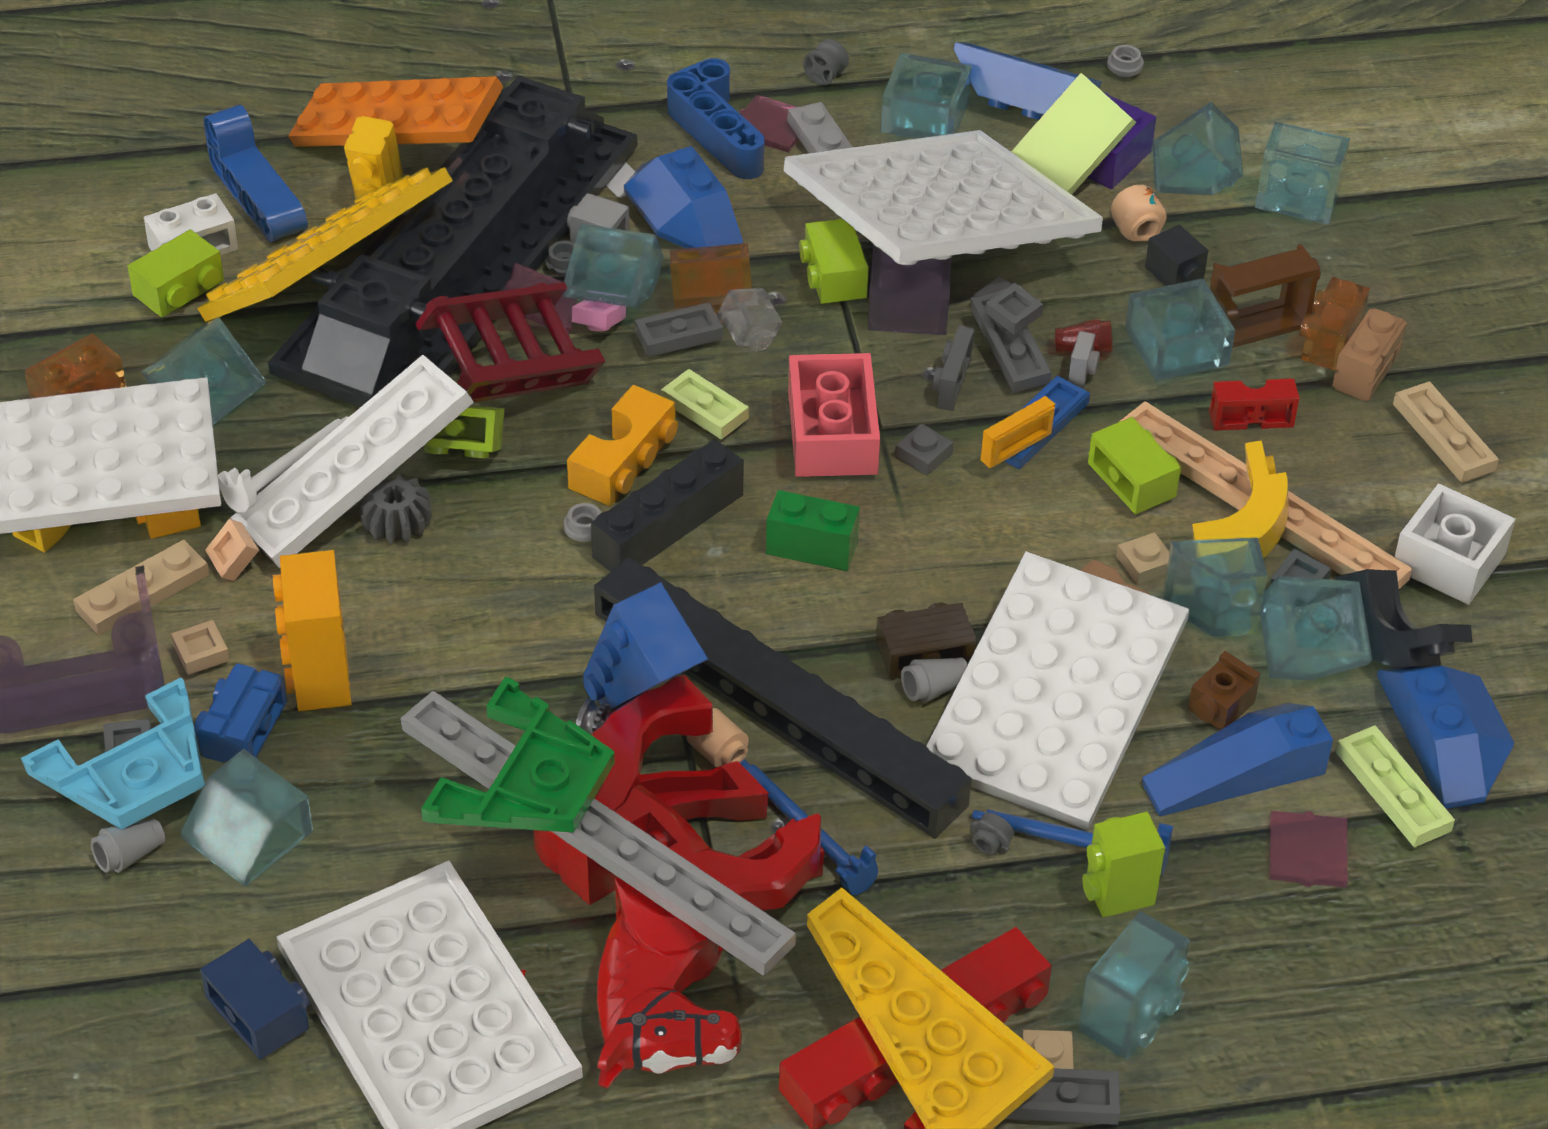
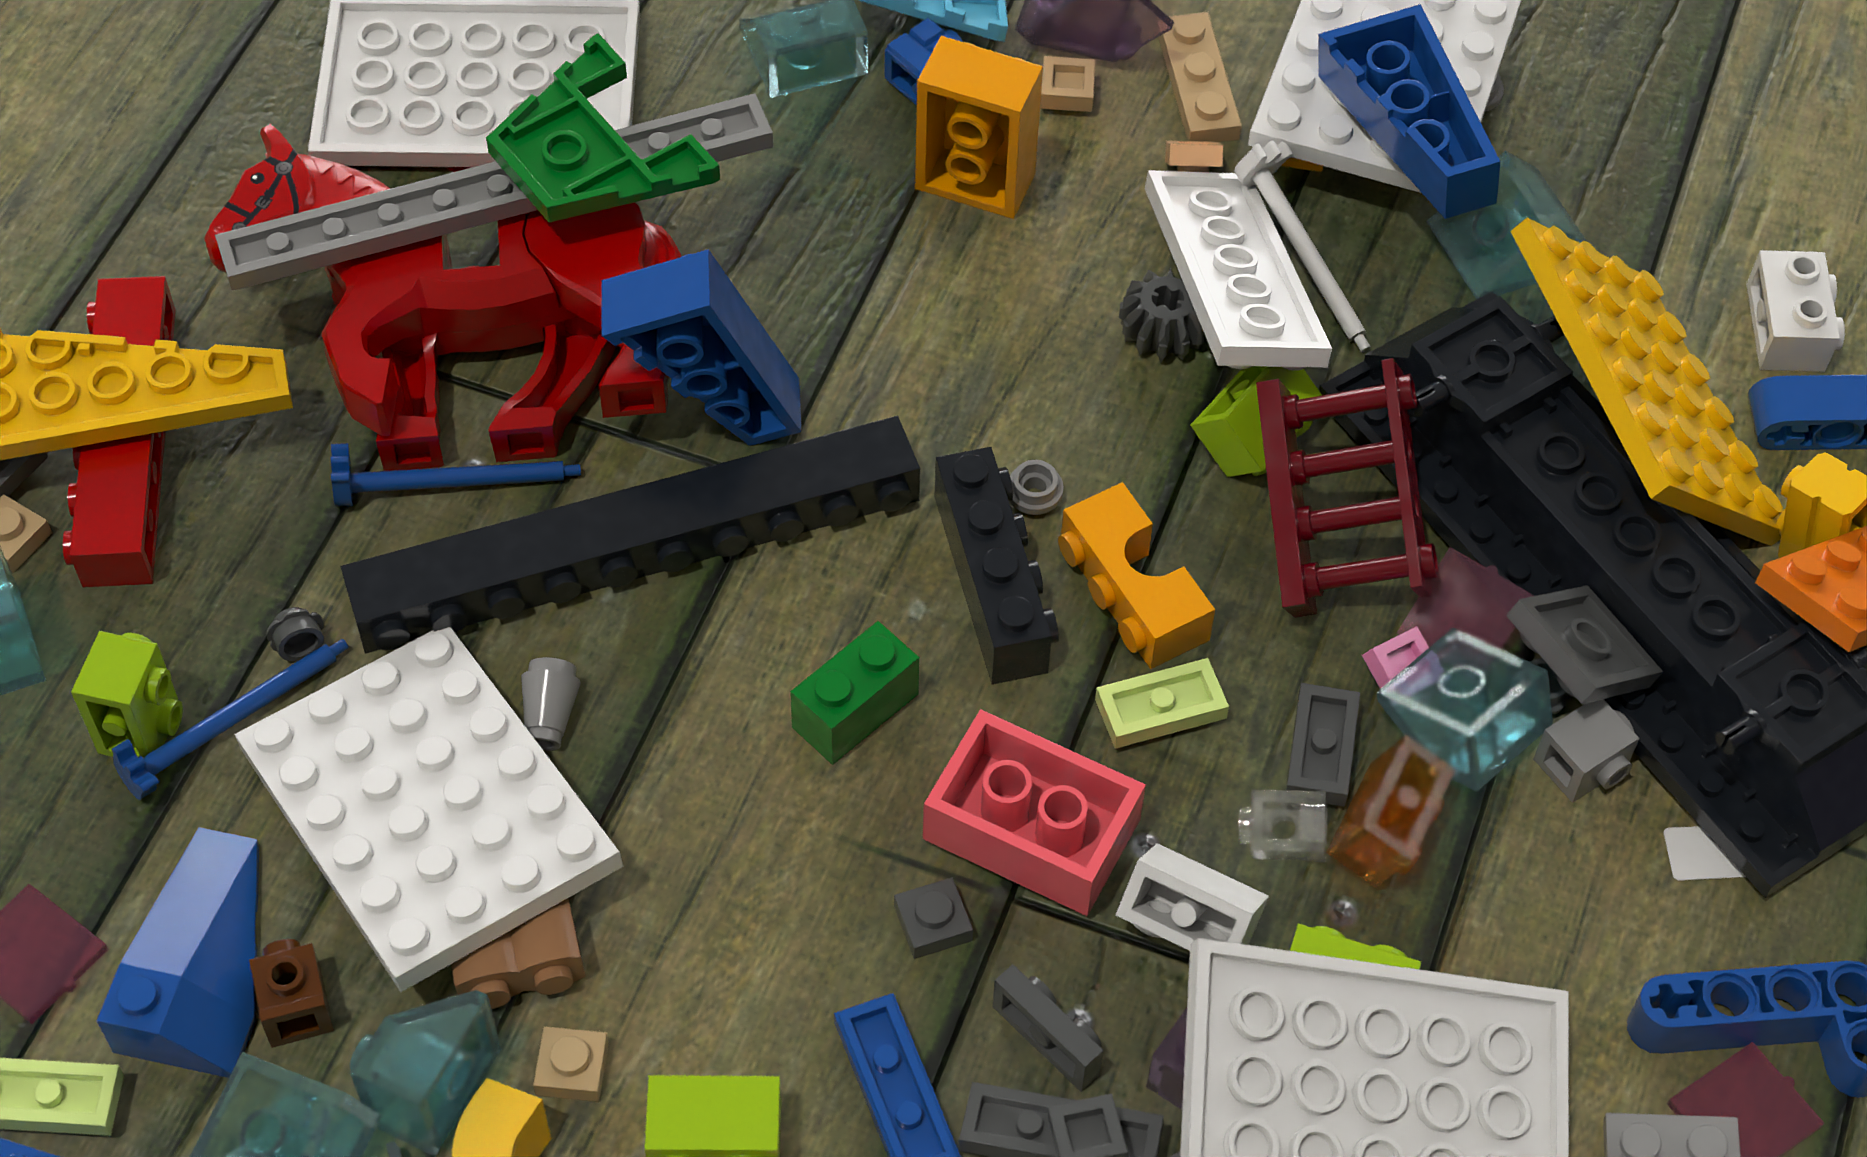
camera: 120 degrees right, 10 degrees up
(76, 369) = (1565, 119): clear orange brick -> none
(172, 385) = (1413, 106): none -> blue wedge
(176, 273) = (1707, 260): lime brick -> none
(548, 217) = (1584, 644): none -> dark grey plate
(683, 201) = (1596, 878): blue wedge -> none
(724, 744) = (617, 446): light nougat brick -> none
(837, 323) = (1189, 901): none -> white brick
(927, 633) = (607, 719): dark brown brick -> none
(1017, 432) = (855, 1005): light orange tile -> none

